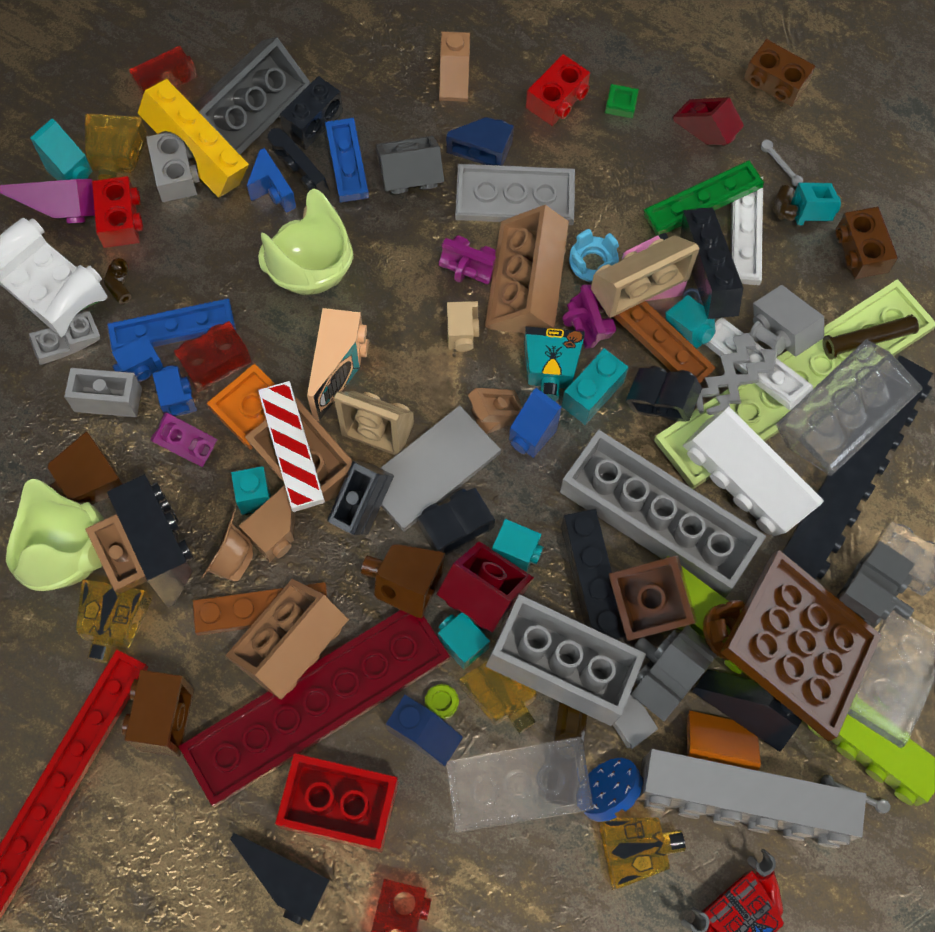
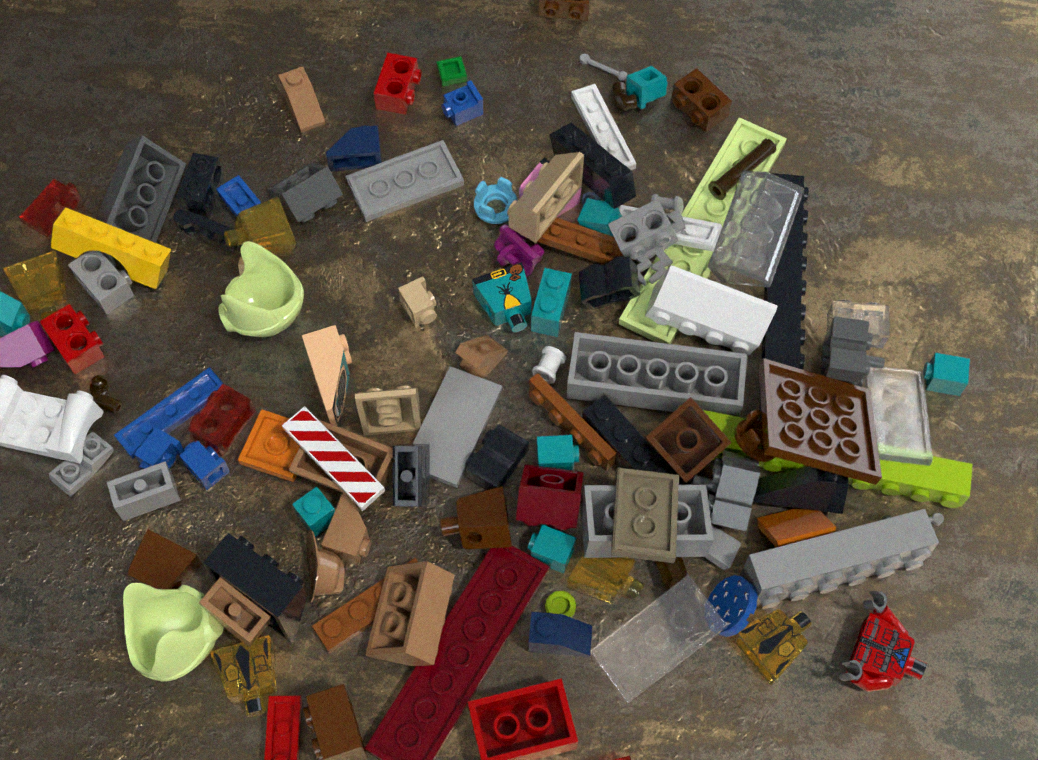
camera: 25 degrees left, 5 degrees down
(183, 439) = (235, 498): magenta hips -> none
(268, 179) = (193, 254): blue slope -> none
(345, 183) = (265, 226): none -> clear yellow torso
(467, 261) = (395, 248): magenta hips -> none
(527, 271) = (448, 236): medium nougat slope -> none
(535, 423) = (520, 351): blue slope -> none
(552, 533) = (563, 414): none -> dark orange plate
(559, 450) = (549, 364): none -> white bush
(563, 655) = (645, 515): none -> dark tan tile
(614, 140) = (463, 104): none -> blue brick
(710, 120) = (531, 56): dark red slope -> none
(710, 193) = (562, 112): green tile -> none
(726, 347) = (639, 224): none -> light grey brick
(791, 318) = (673, 180): light grey brick -> none

